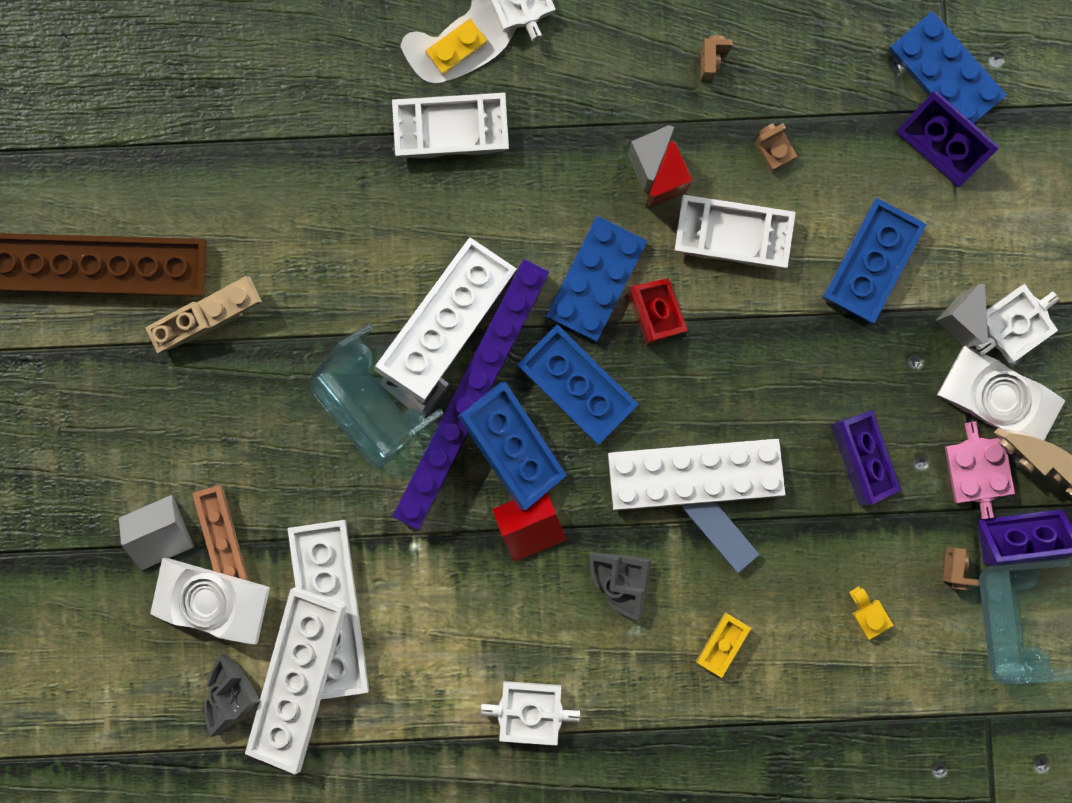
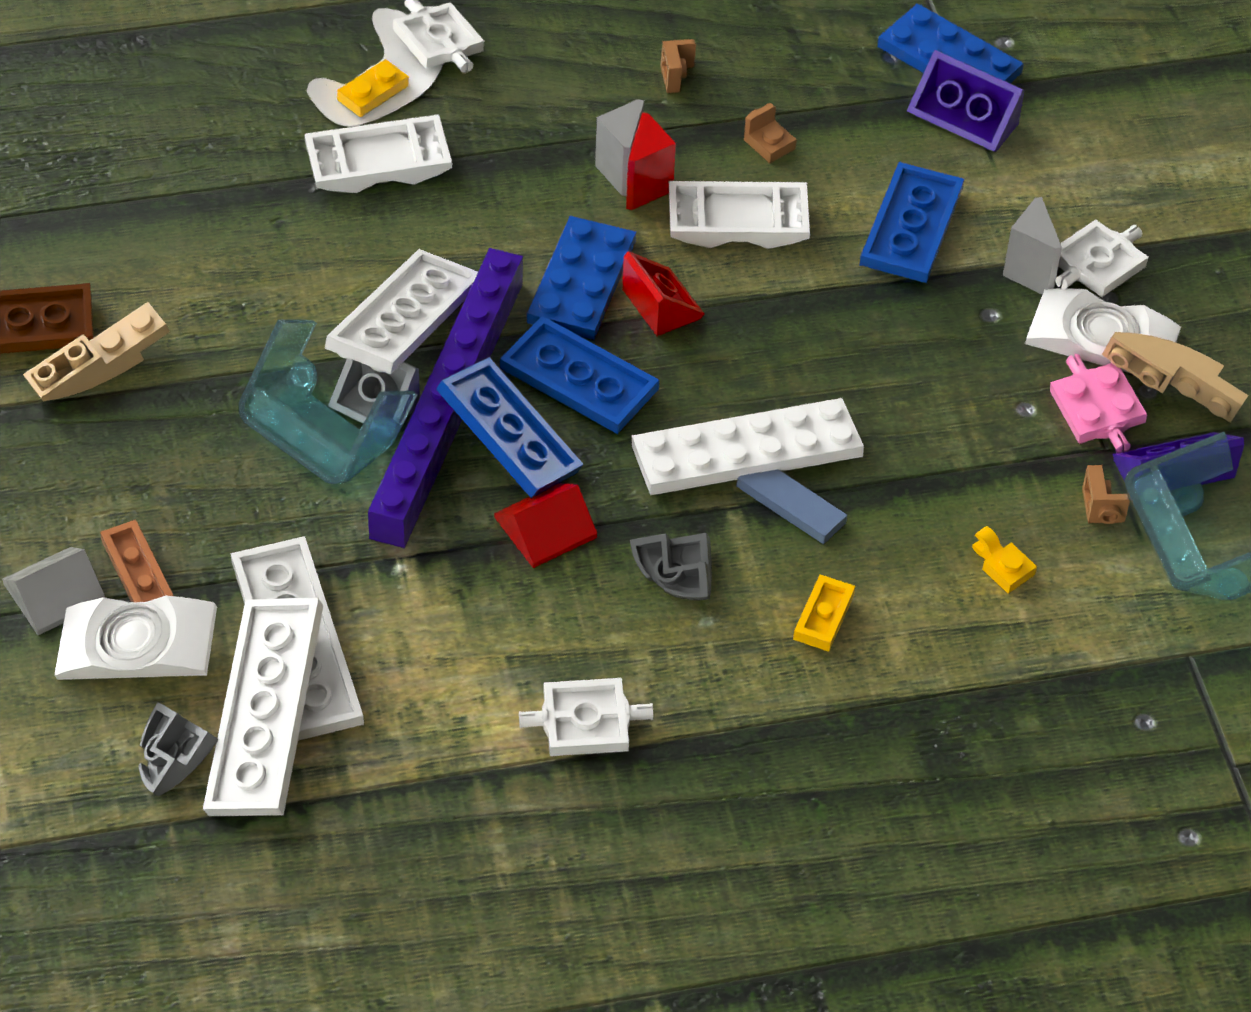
camera: 10 degrees left, 35 degrees down
(865, 458) = (950, 404): dark purple slope -> none

